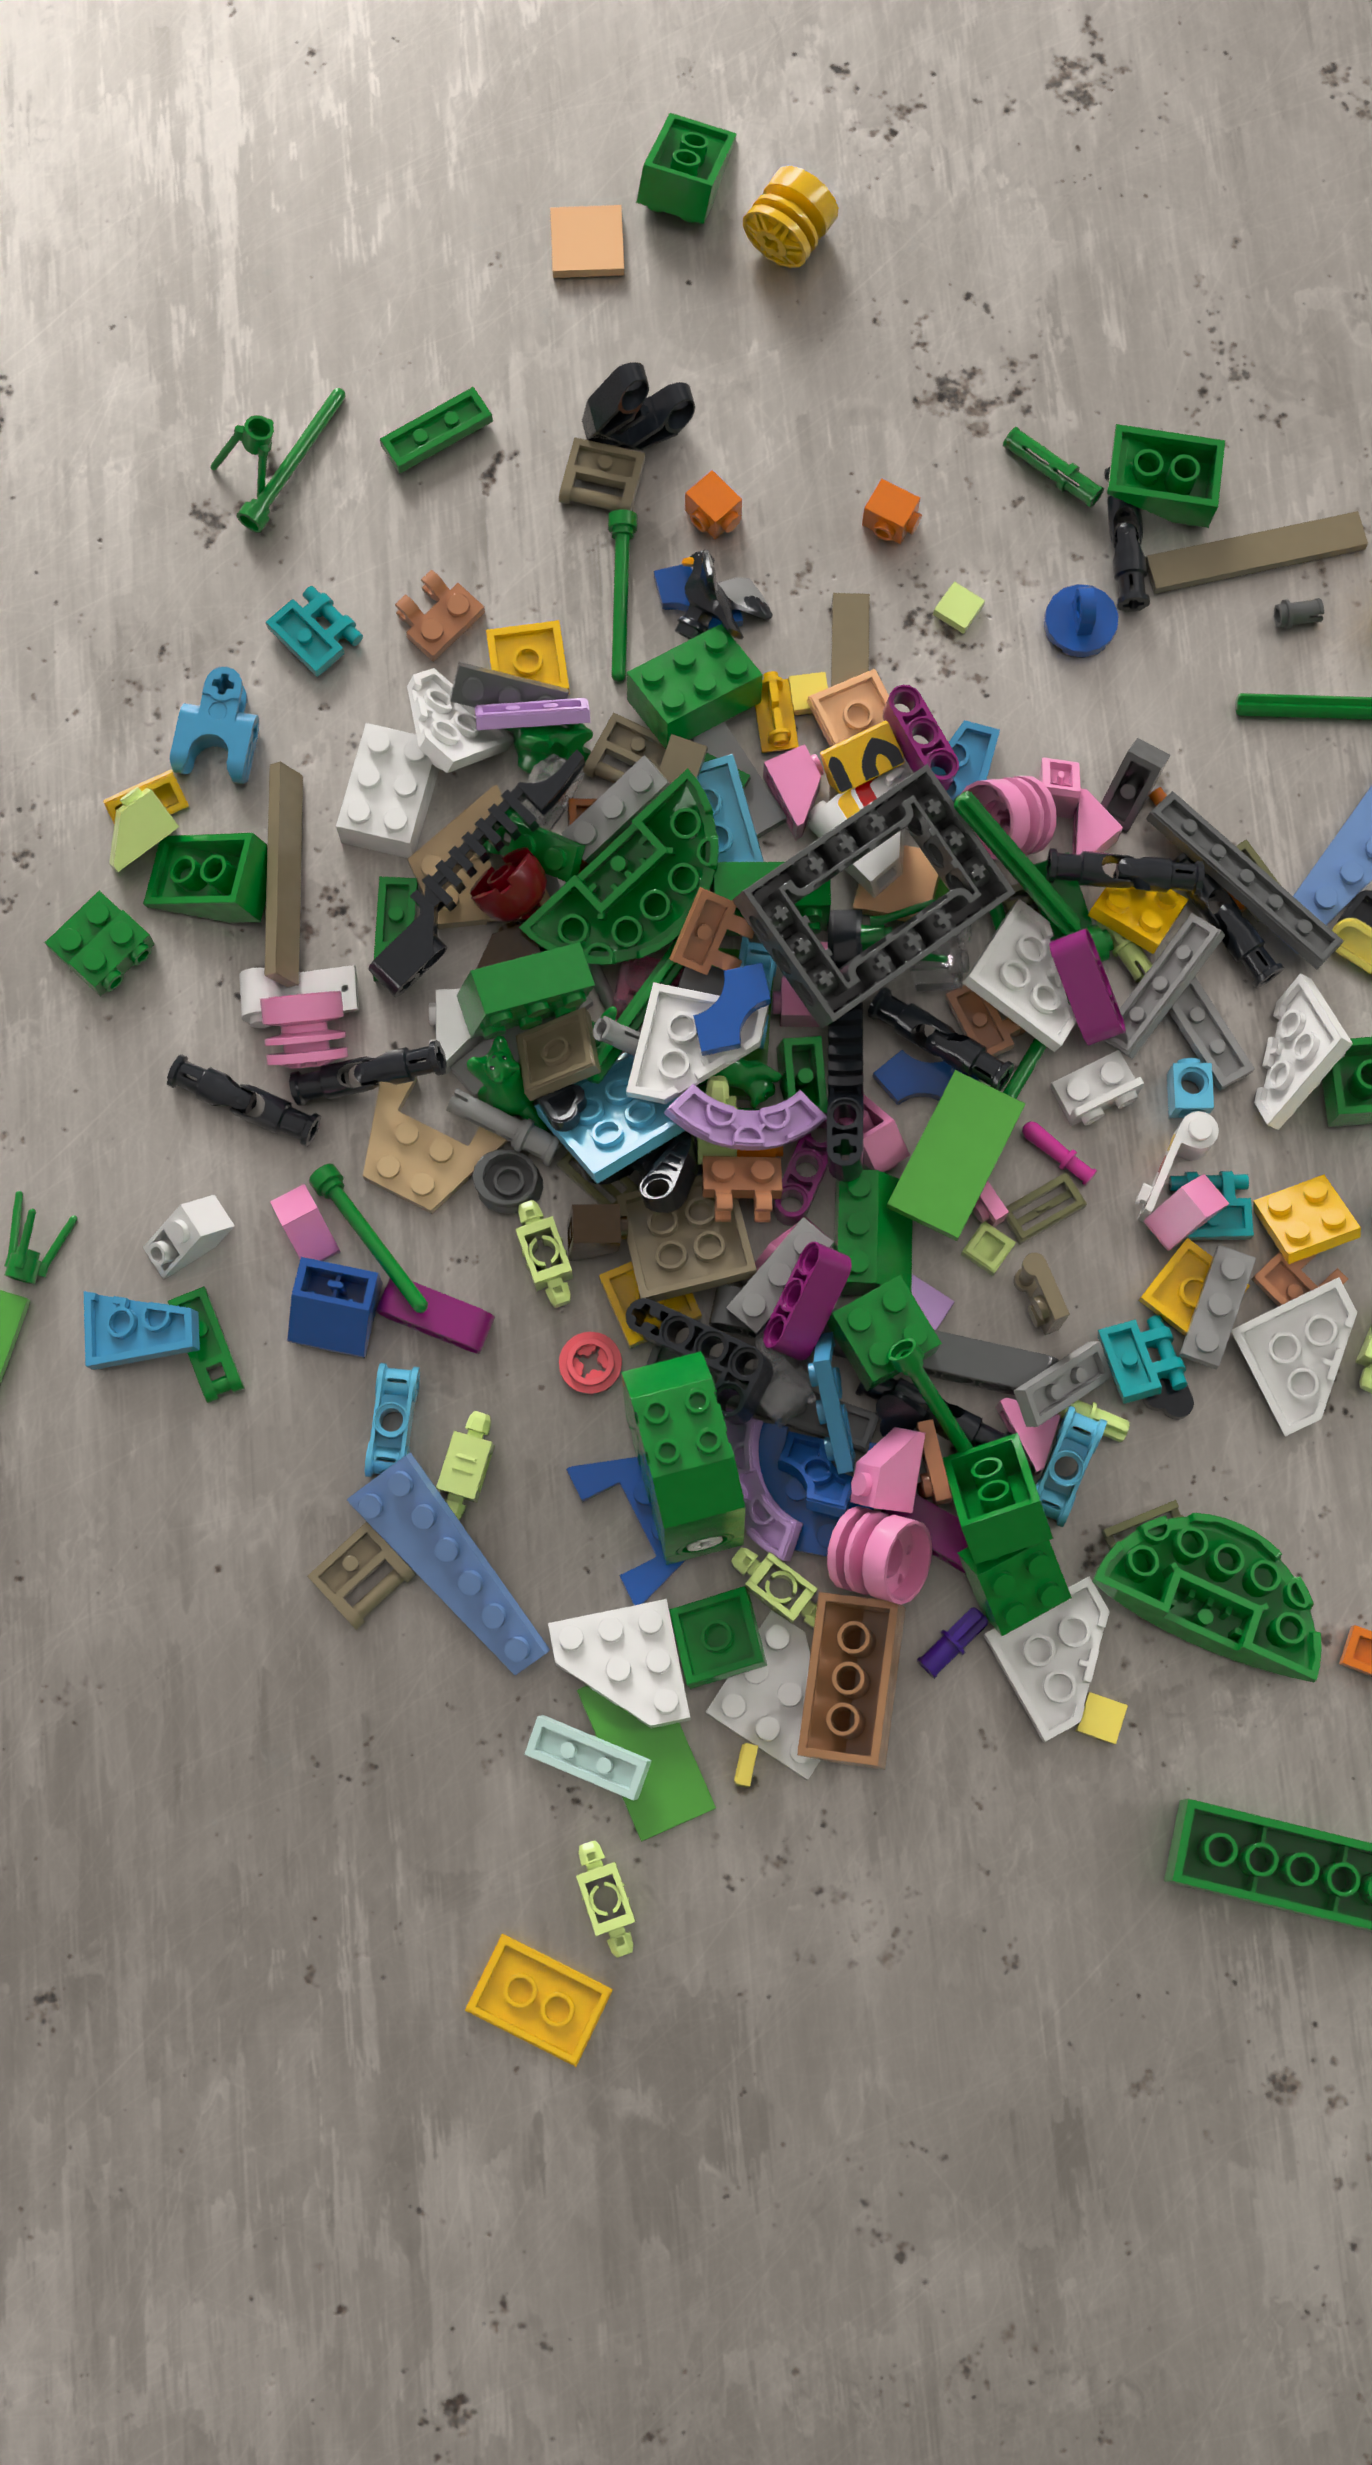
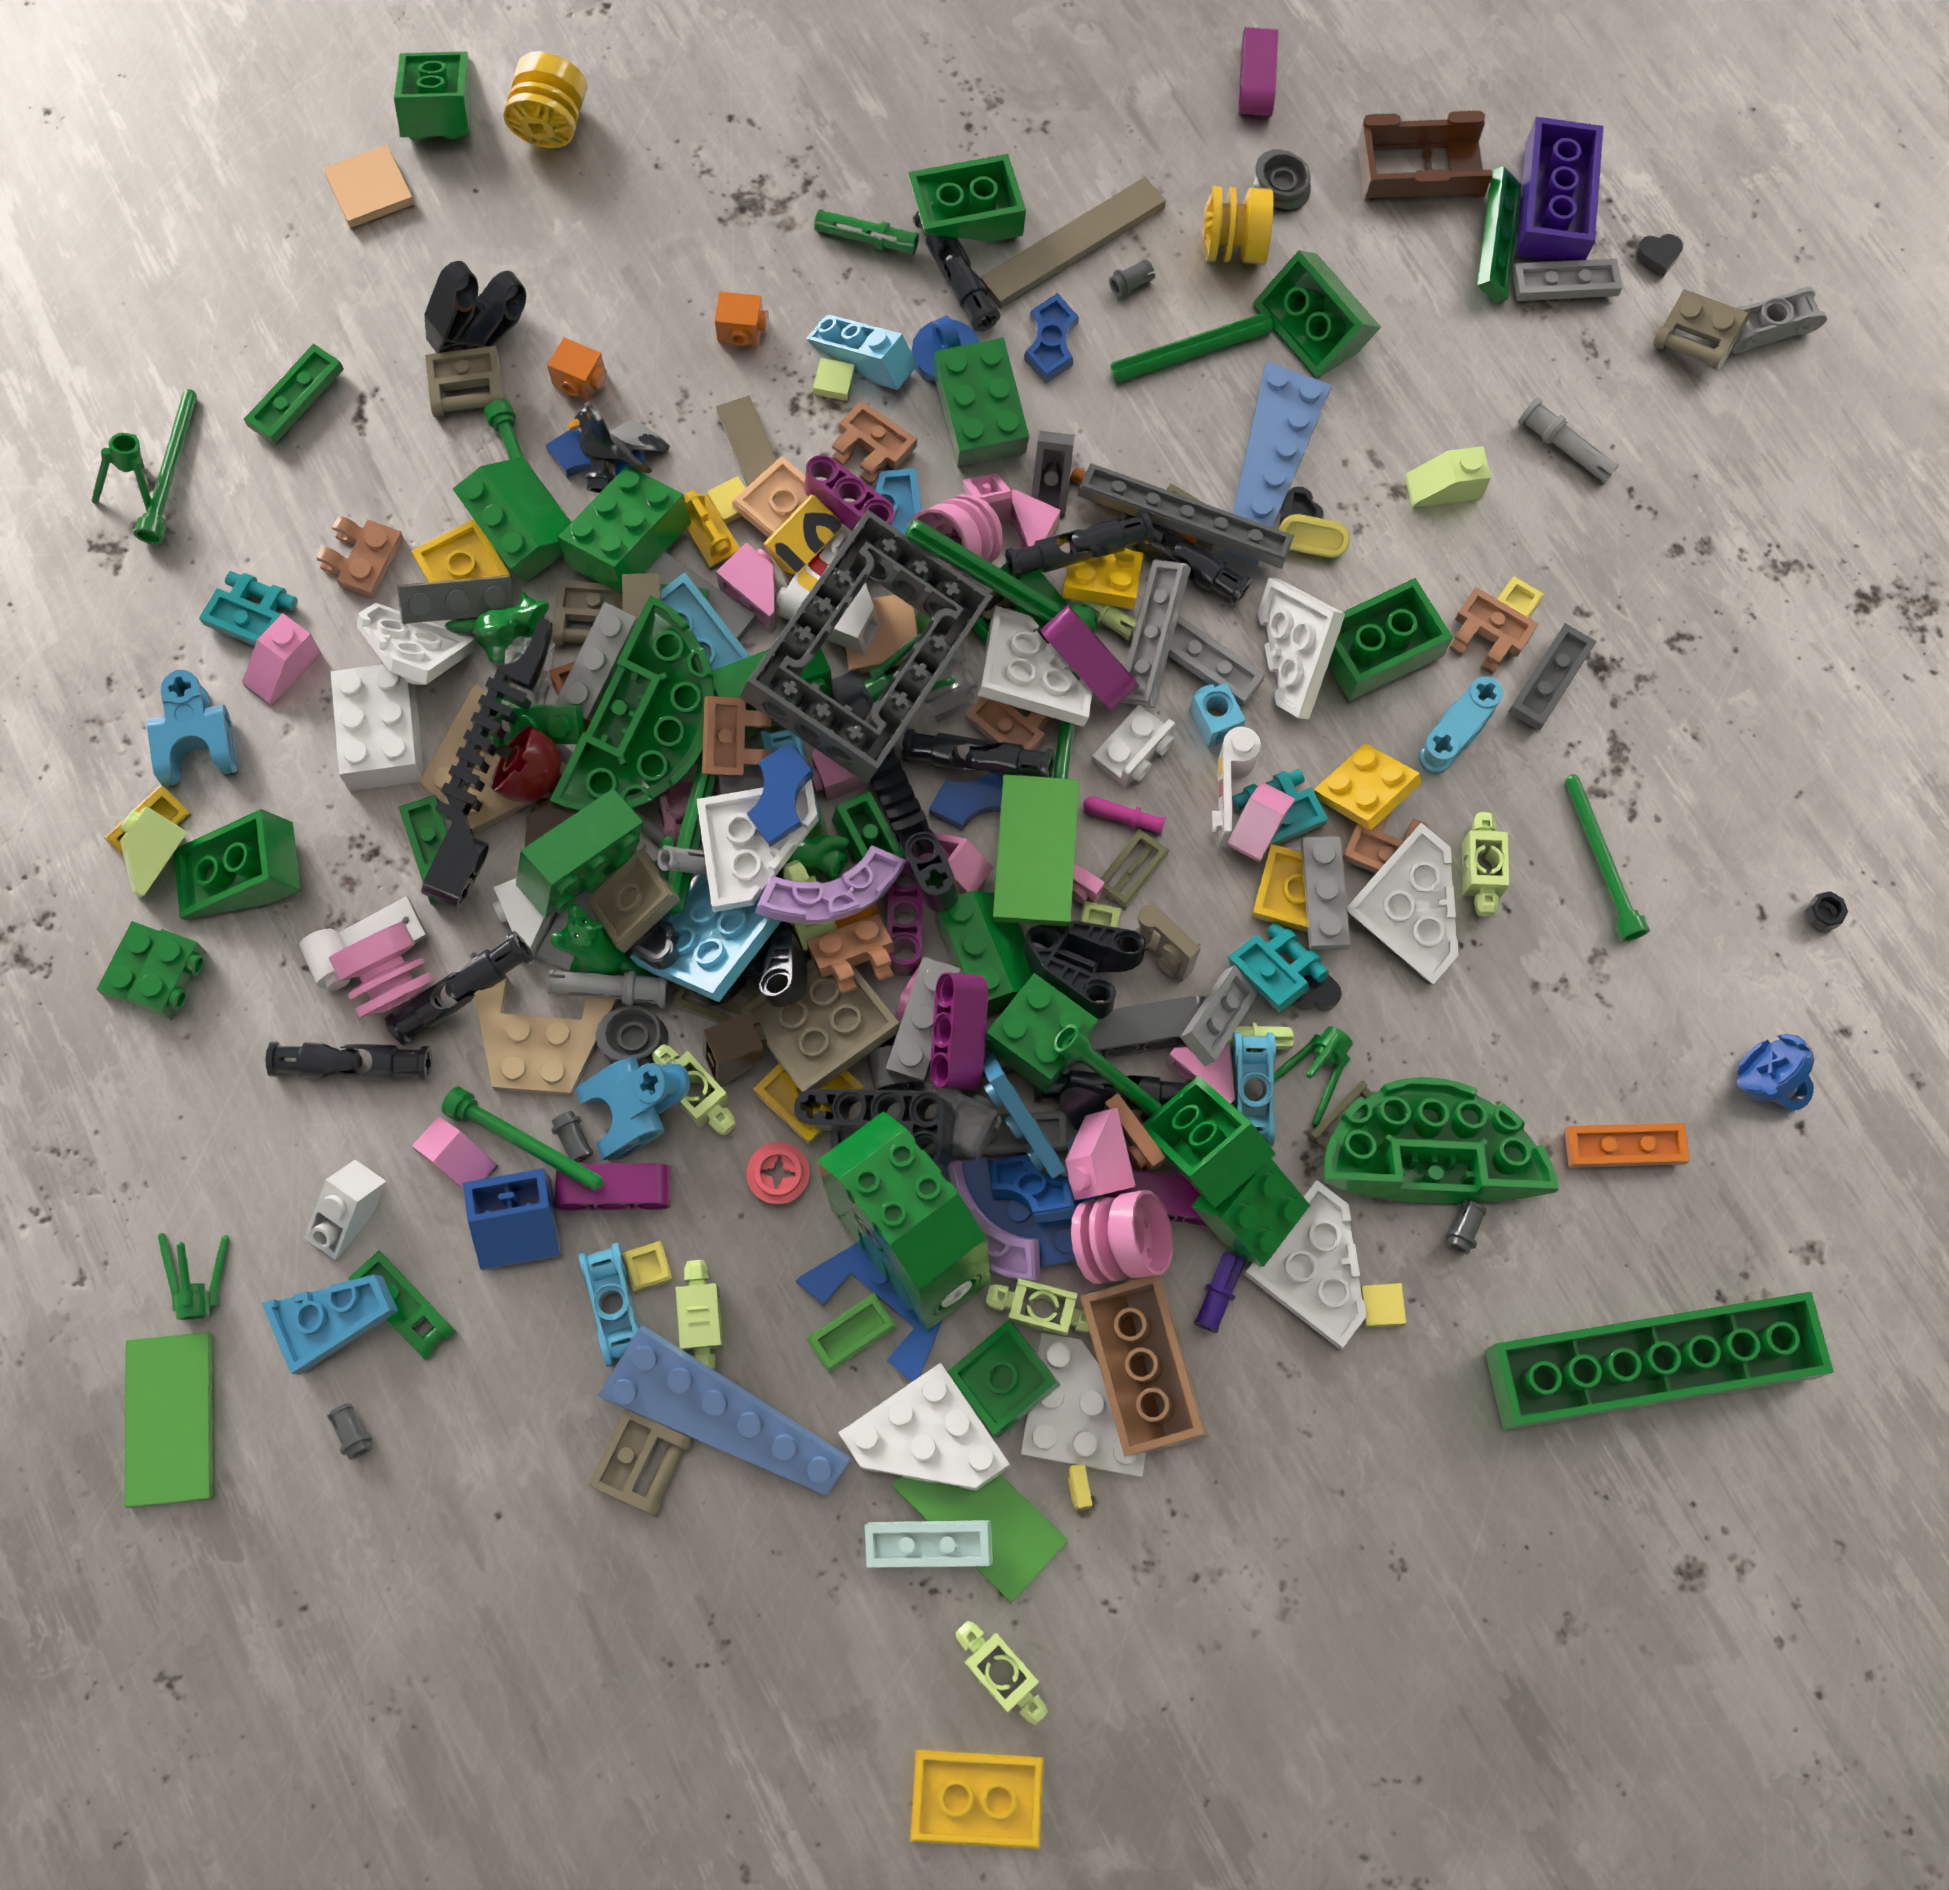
camera: 25 degrees left, 5 degrees down
(117, 1439) = (350, 1432): none -> dark grey pin
(283, 875) = (306, 839): dark tan tile -> none
(324, 690) = (279, 659): none -> bright pink slope
(416, 1252) = (572, 1136): none -> dark grey pin
(438, 1400) = (647, 1266): none -> light yellow tile
(485, 1244) = (635, 1100): none -> dark azure piece
(532, 714) = (484, 606): lavender tile -> none
(597, 631) = (515, 514): none -> green slope
(597, 1537) = (851, 1333): none -> bright green tile
(949, 1272) = (1077, 953): none -> black connector
(977, 681) = (878, 436): none -> nougat plate
(1008, 595) = (876, 352): none -> medium azure slope
(1091, 686) = (980, 401): none -> green brick
(1156, 1458) = (1330, 1050): none -> green plant
(1183, 659) = (1049, 352): none -> blue tile
(1213, 1679) = (1465, 1229): none -> dark grey pin

